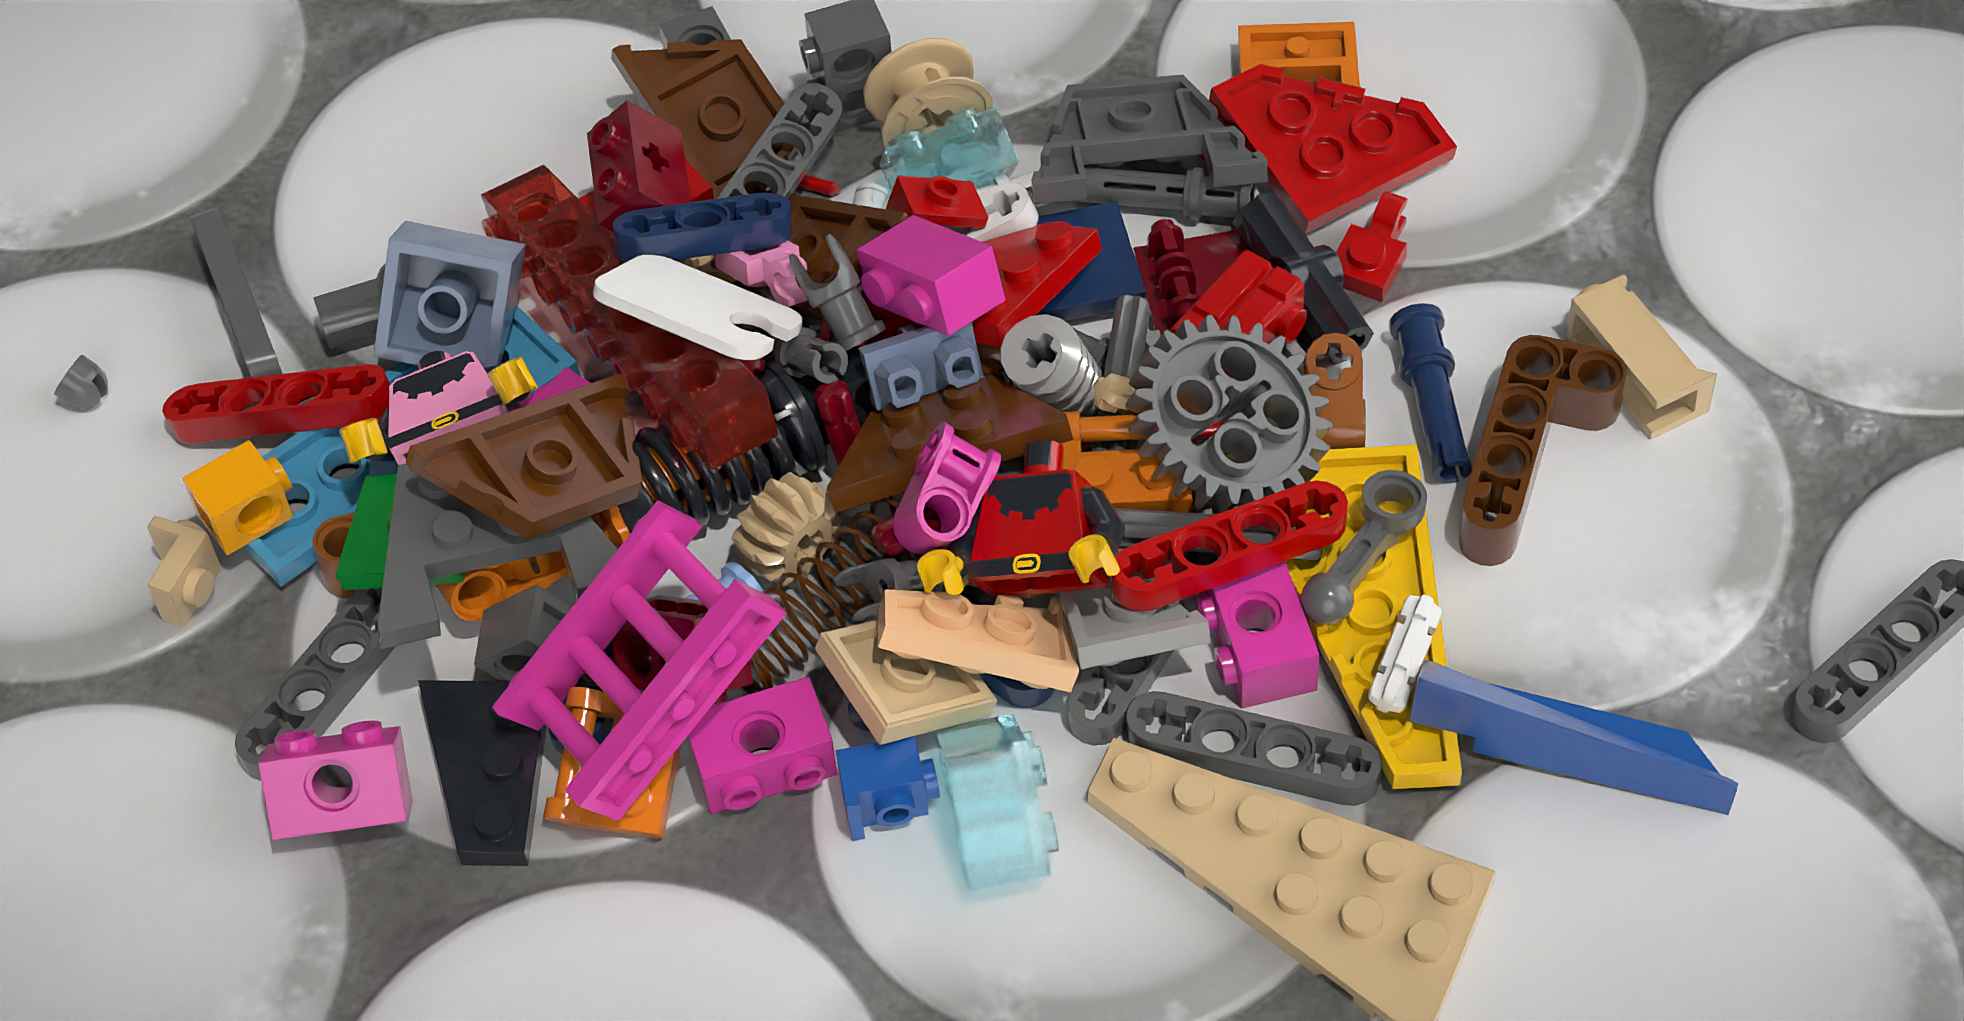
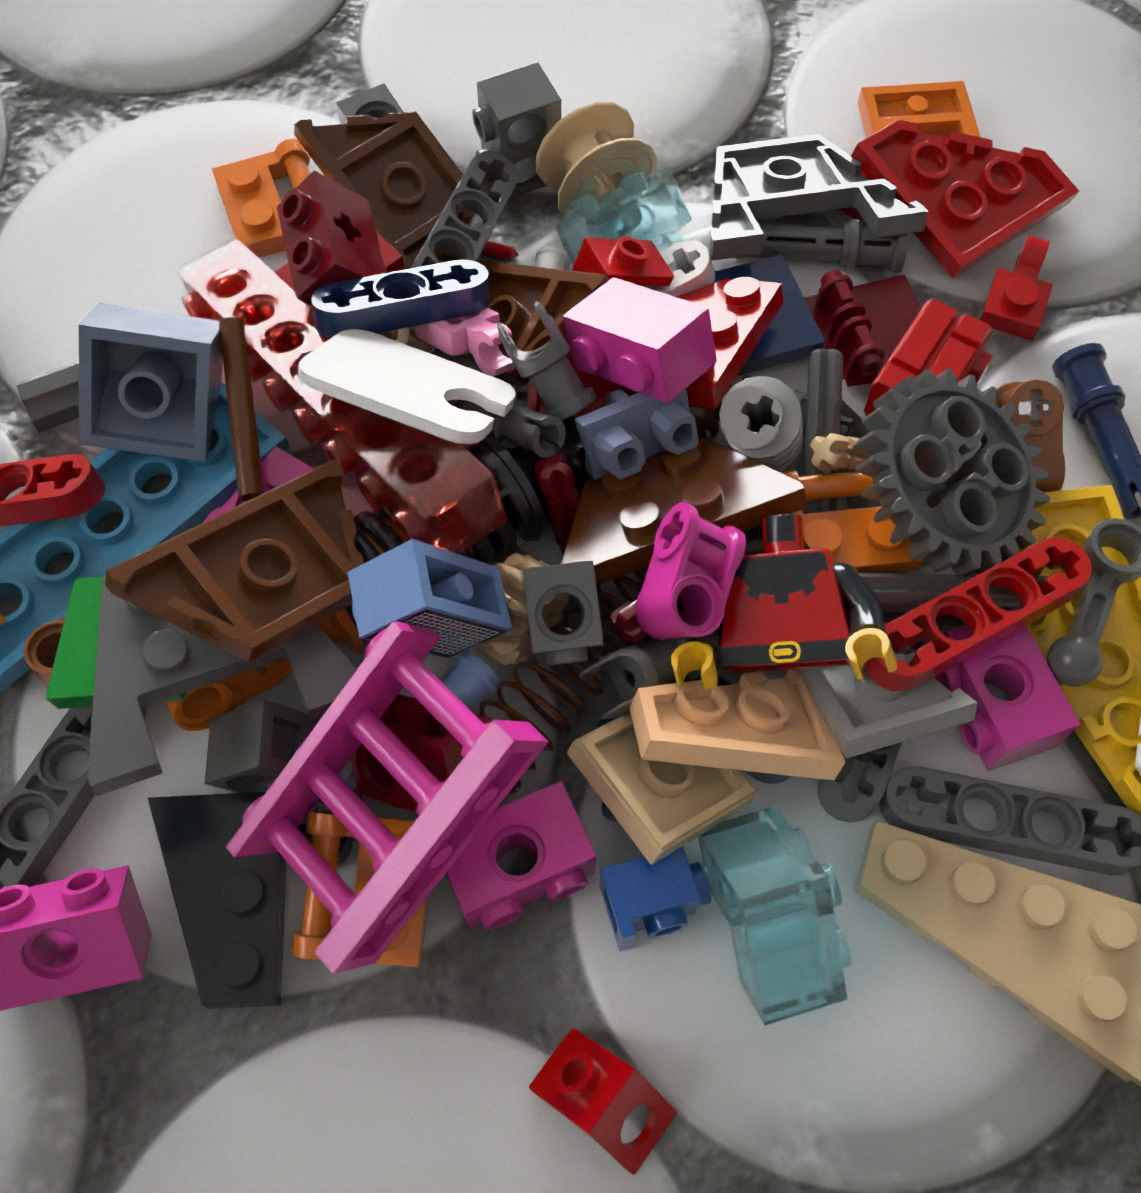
camera: 10 degrees left, 10 degrees up
(438, 400) = (144, 503): torso -> none
(535, 316) = (241, 408): none -> reddish brown bar
(562, 118) = (253, 198): none -> orange plate
(707, 486) = (431, 590): none -> medium blue brick
(807, 936) = (598, 1094): none -> red bracket
(817, 488) = (572, 579): none -> dark grey brick
(1280, 240) = (933, 274): black piece -> none

